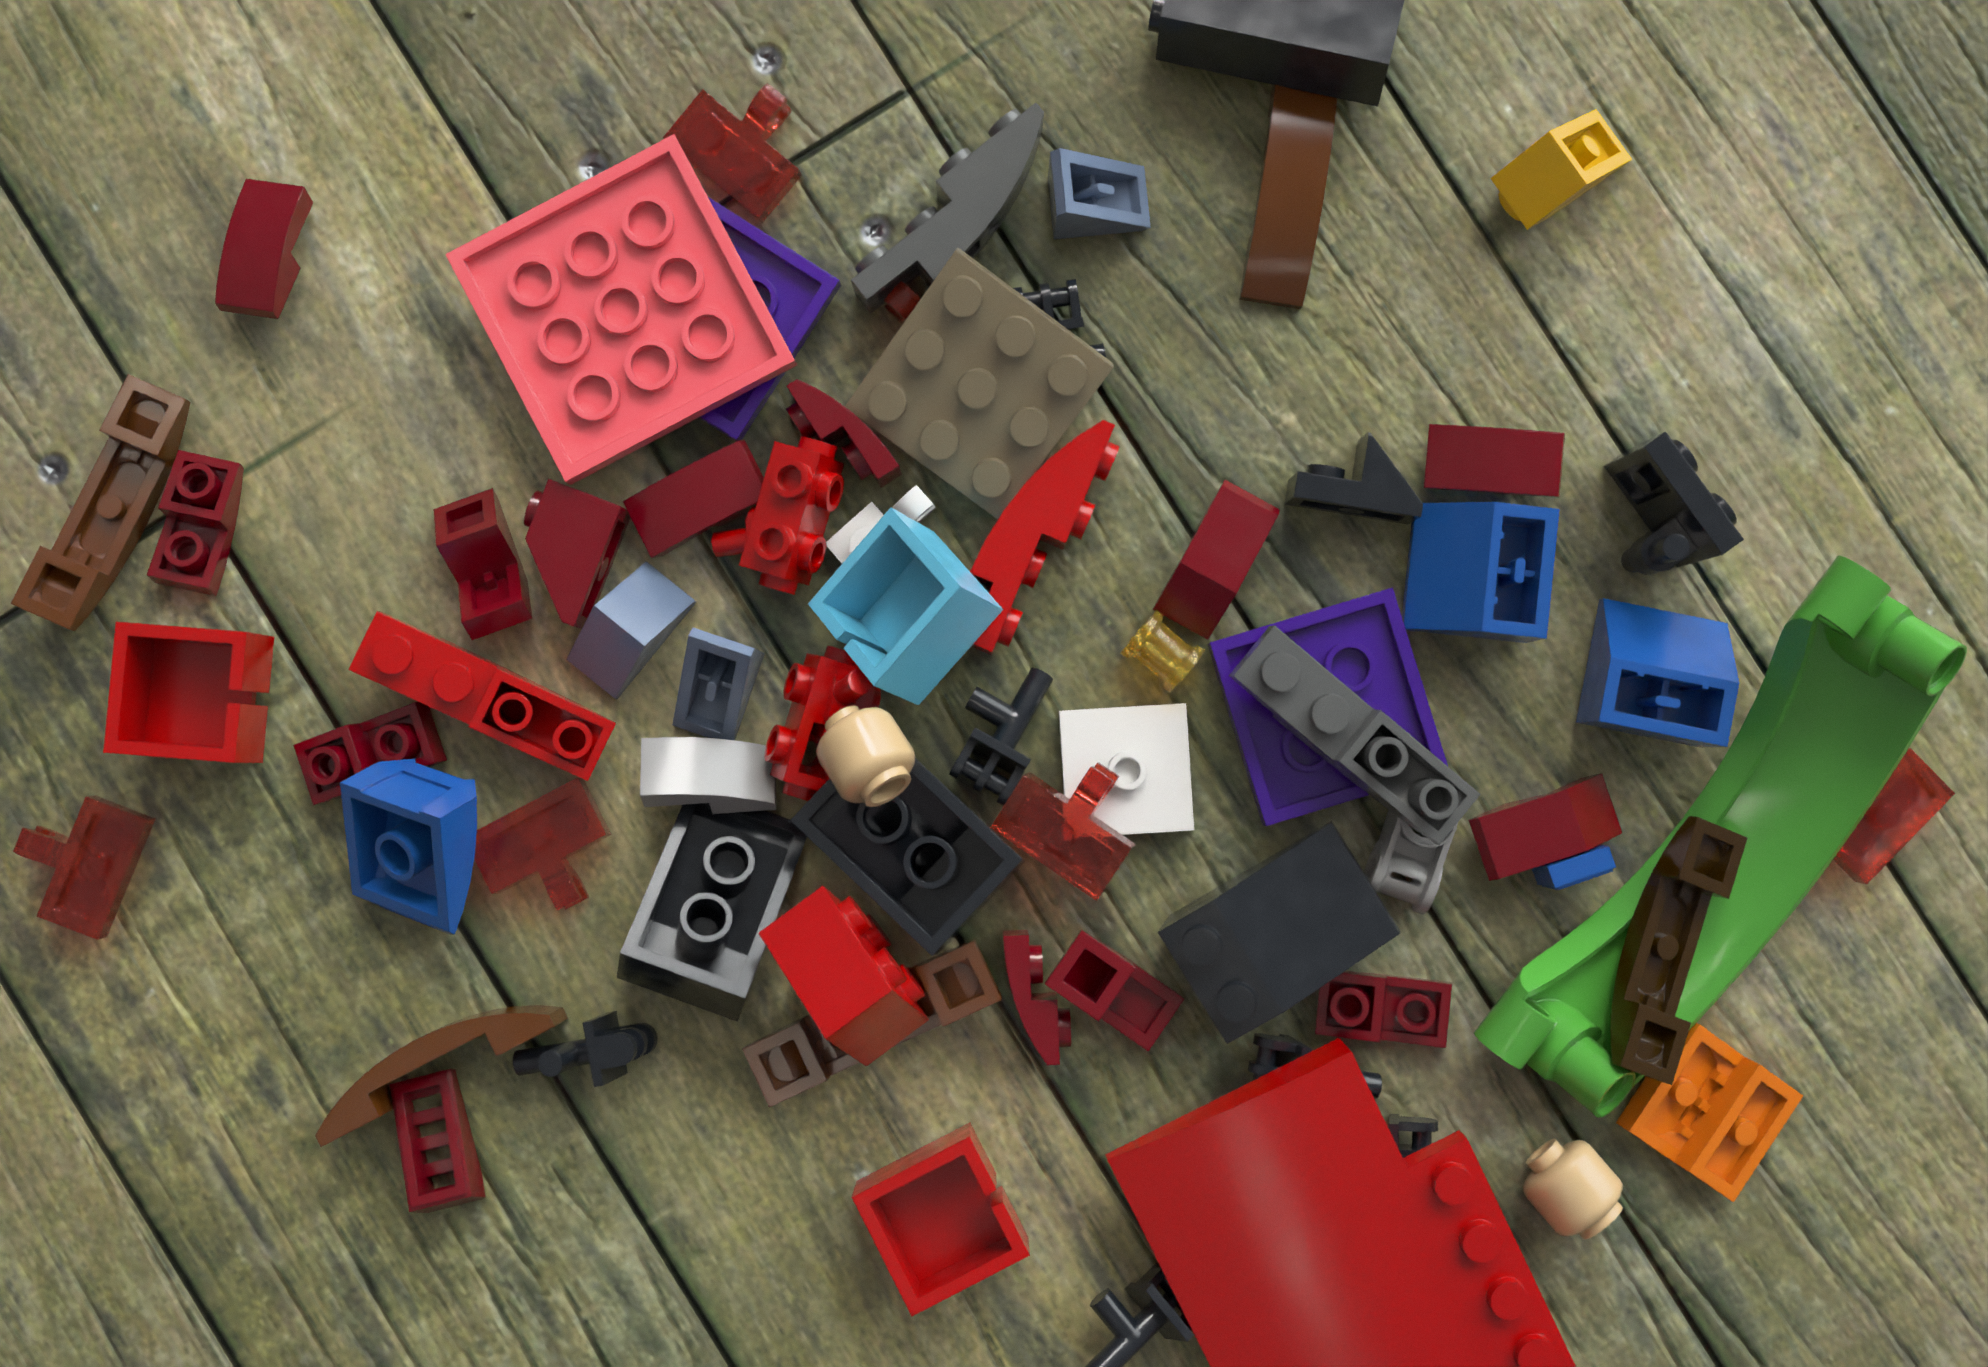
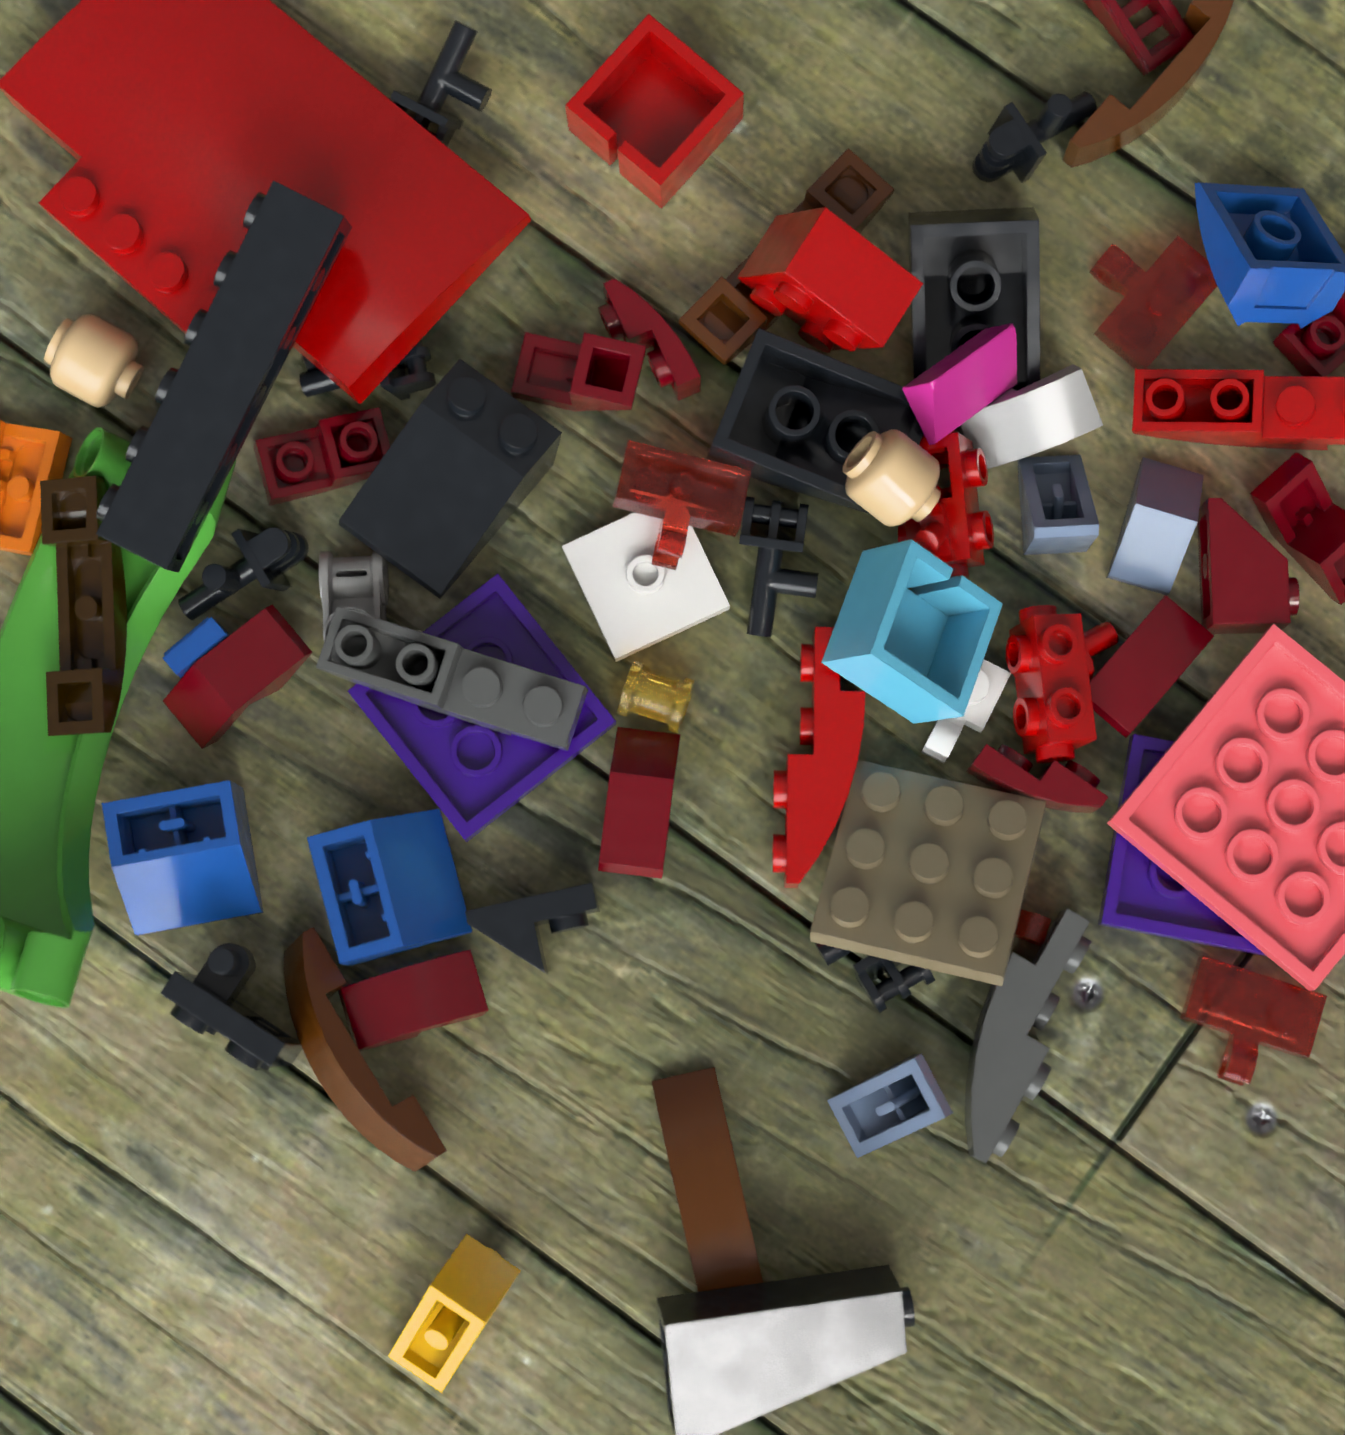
camera: 170 degrees right, 5 degrees down
(757, 827) = (964, 382): none -> dark pink slope
(1471, 1108) = (224, 376): none -> black brick
(1483, 928) = (265, 559): none -> black arm
(1583, 511) = (398, 1130): none -> reddish brown slope

